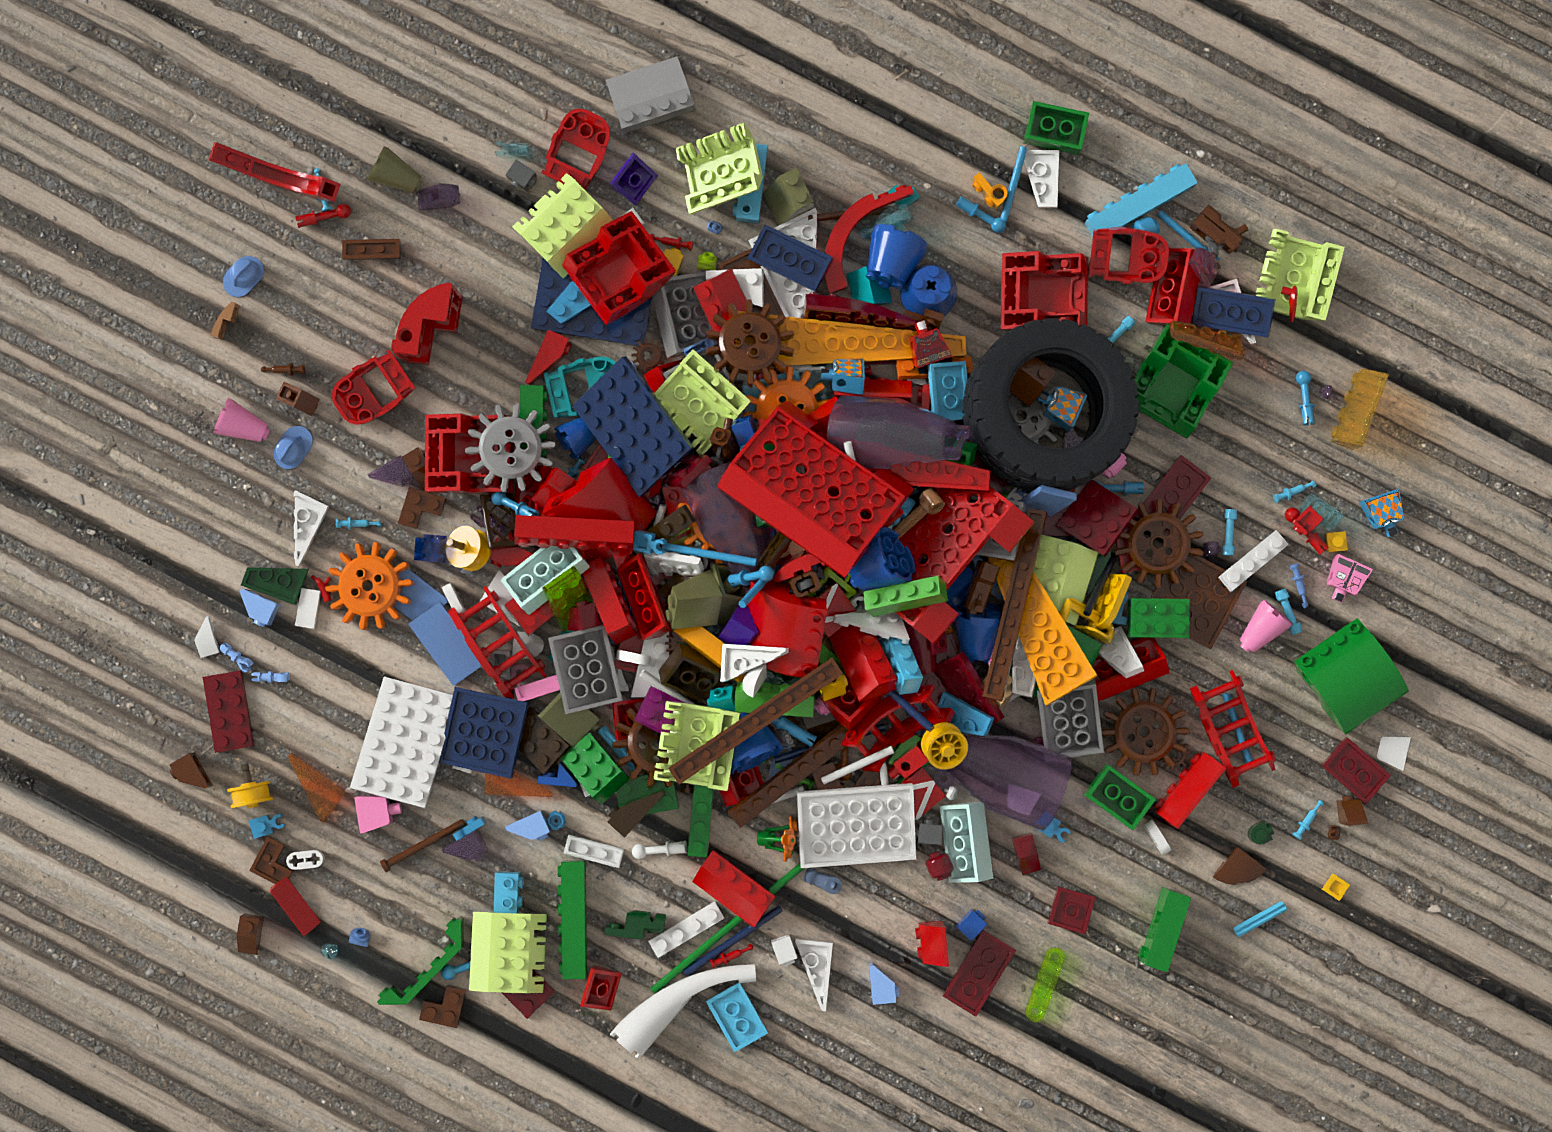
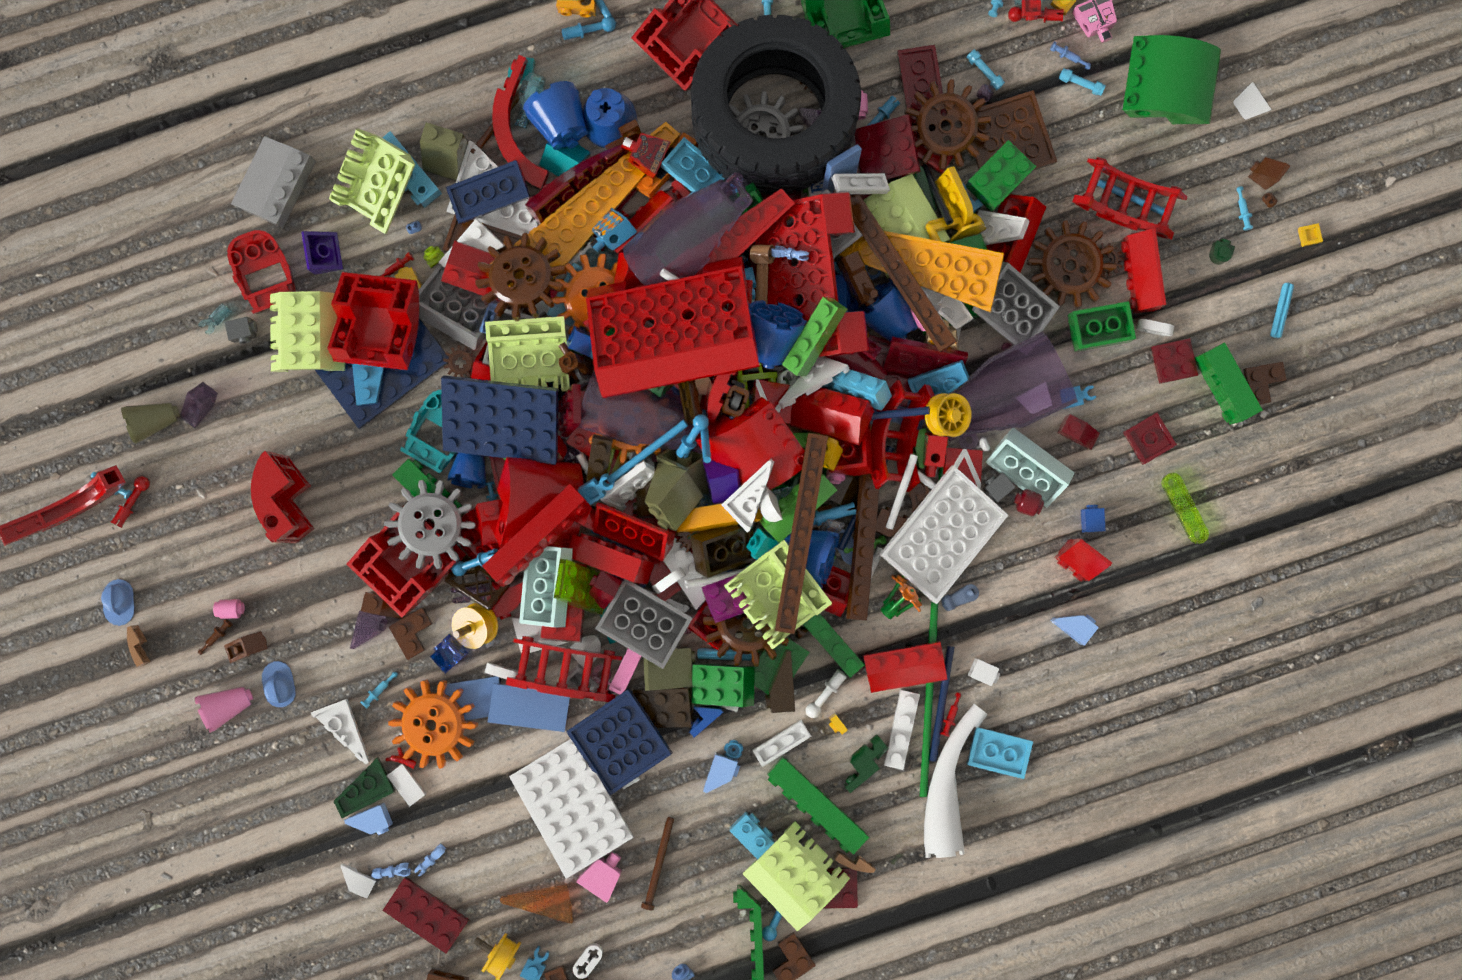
camera: 50 degrees left, 0 degrees up
(313, 360) = (228, 608): none -> bright pink brick
(355, 398) = (289, 605): red slope -> none
(371, 249) = (189, 489): reddish brown plate -> none
(468, 847) = (692, 832): clear purple slope -> none
(473, 824) = (679, 812): dark azure plate -> none
(518, 786) = (682, 753): clear orange wing -> none
(550, 353) = (390, 430): red slope -> none
(559, 991) = (858, 864): none -> medium nougat slope
(601, 988) = (886, 832): red slope -> none
(645, 878) = (837, 725): none -> yellow plate
(817, 962) = (1014, 656): white wing -> none
(844, 762) = (888, 499): dark orange bar -> none
(945, 514) = (789, 253): none -> light blue piece
(979, 973) = (1132, 547): dark red plate -> none
(1031, 380) = (744, 101): reddish brown slope -> none
(1051, 523) = (861, 183): none -> white tile
(1063, 406) = (783, 98): torso -> none
(1146, 874) = (1174, 361): none -> dark red plate
(1191, 949) = (1259, 378): none -> reddish brown plate
(1239, 868) = (1232, 291): reddish brown brick -> none
(1253, 560) = (1022, 71): white plate -> none
(1263, 627) = (1077, 108): bright pink cone -> none
(1355, 770) = (1240, 142): dark red plate -> none

